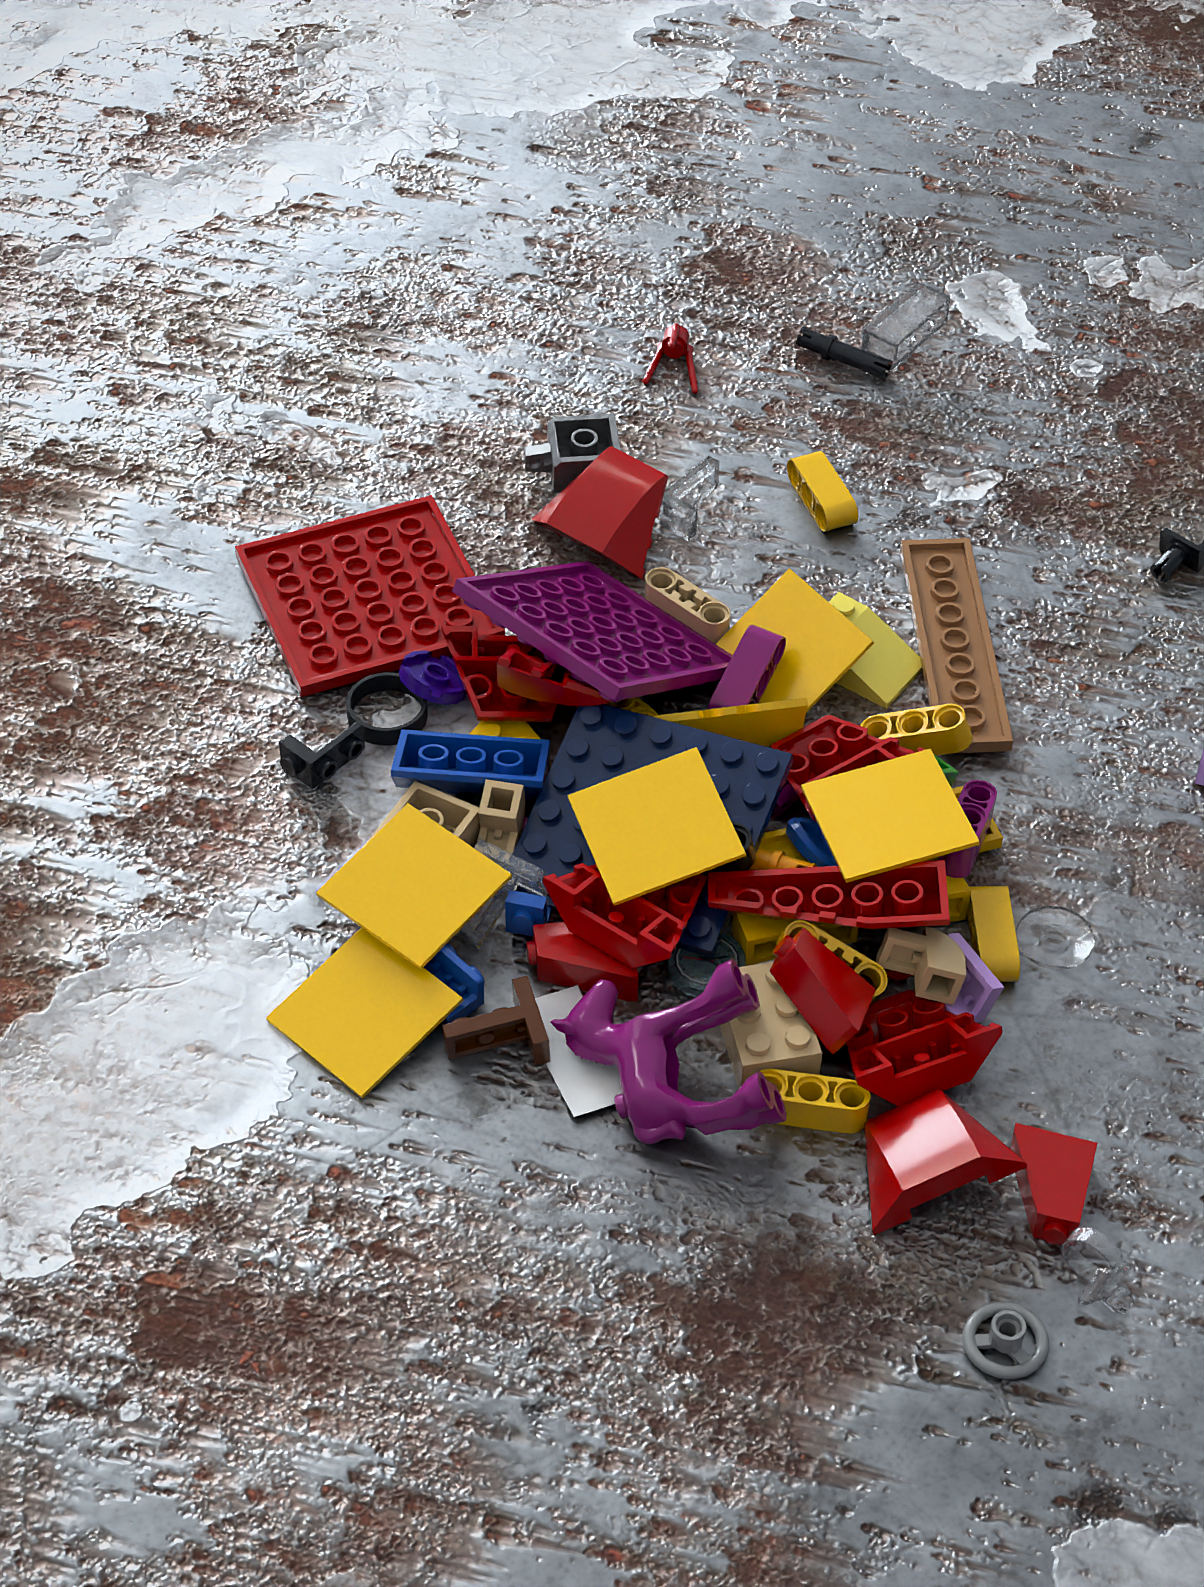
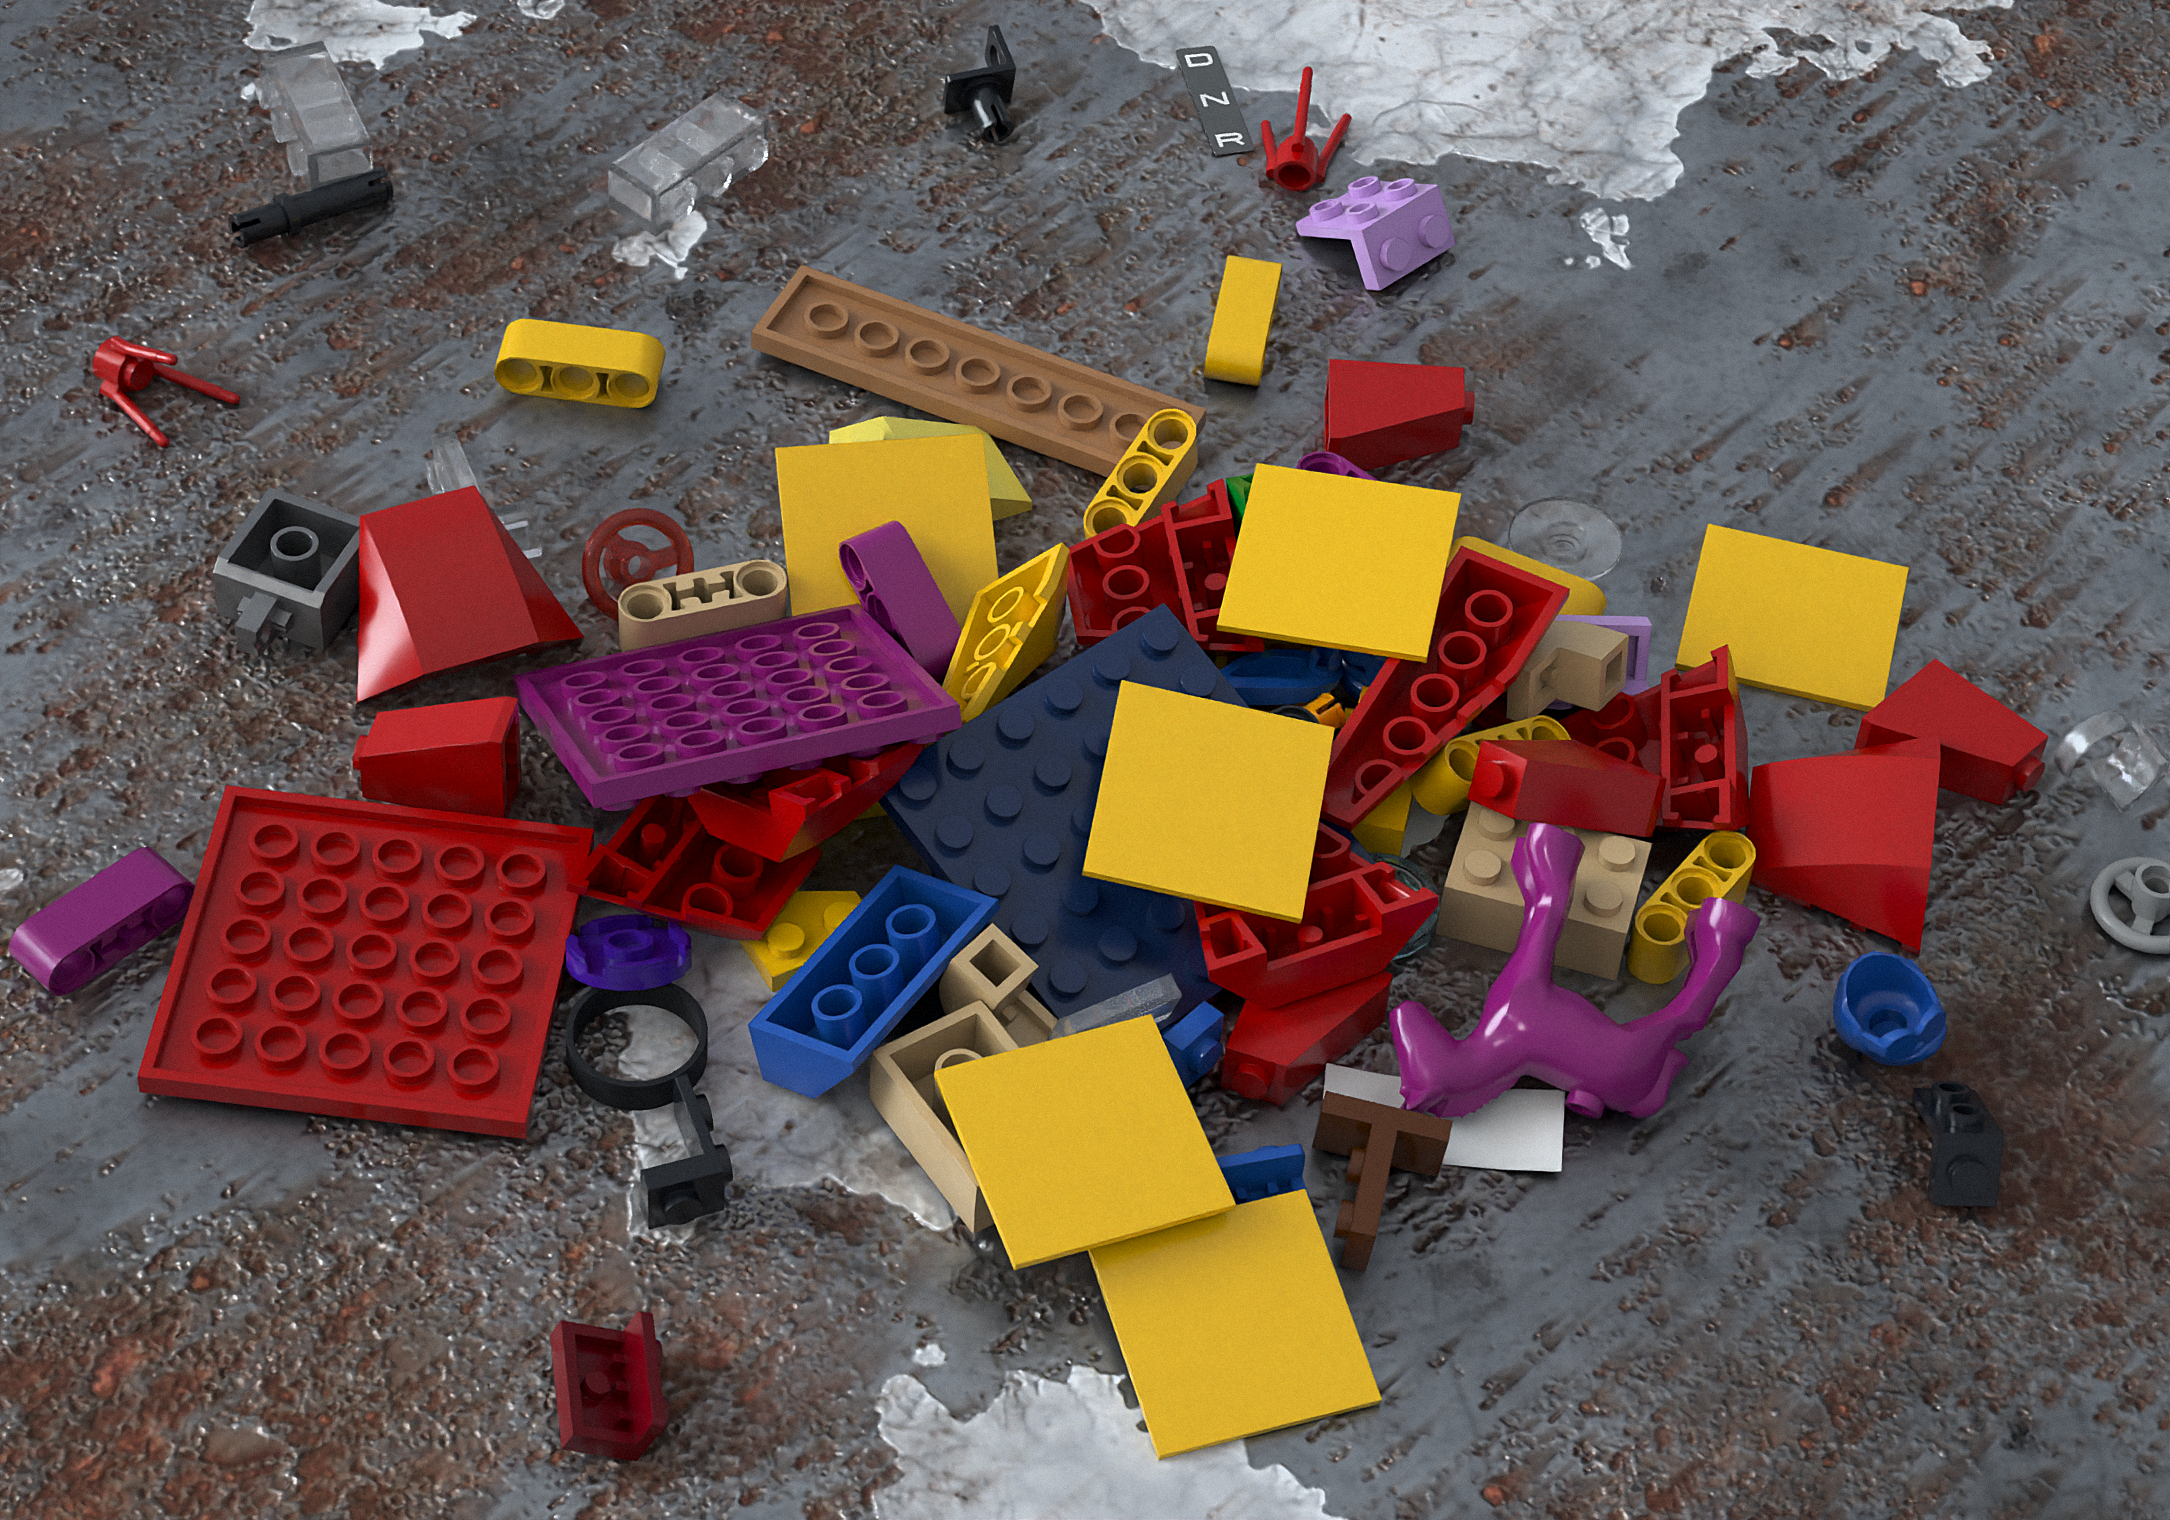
camera: 65 degrees left, 0 degrees up
(162, 784) = (609, 1387): none -> dark red bracket
(320, 494) = (102, 921): none -> magenta beam
(501, 547) = (444, 757): none -> red slope
(704, 564) = (622, 550): none -> clear red piece
(718, 1288) = (1964, 1145): none -> black bracket
(791, 1219) = (1888, 1010): none -> blue hair
(1007, 465) = (688, 163): none -> clear brick
(1084, 820) = (1393, 411): none -> red slope
(1102, 1076) = (1795, 617): none -> yellow piece
(1104, 730) = (1243, 320): none -> yellow beam

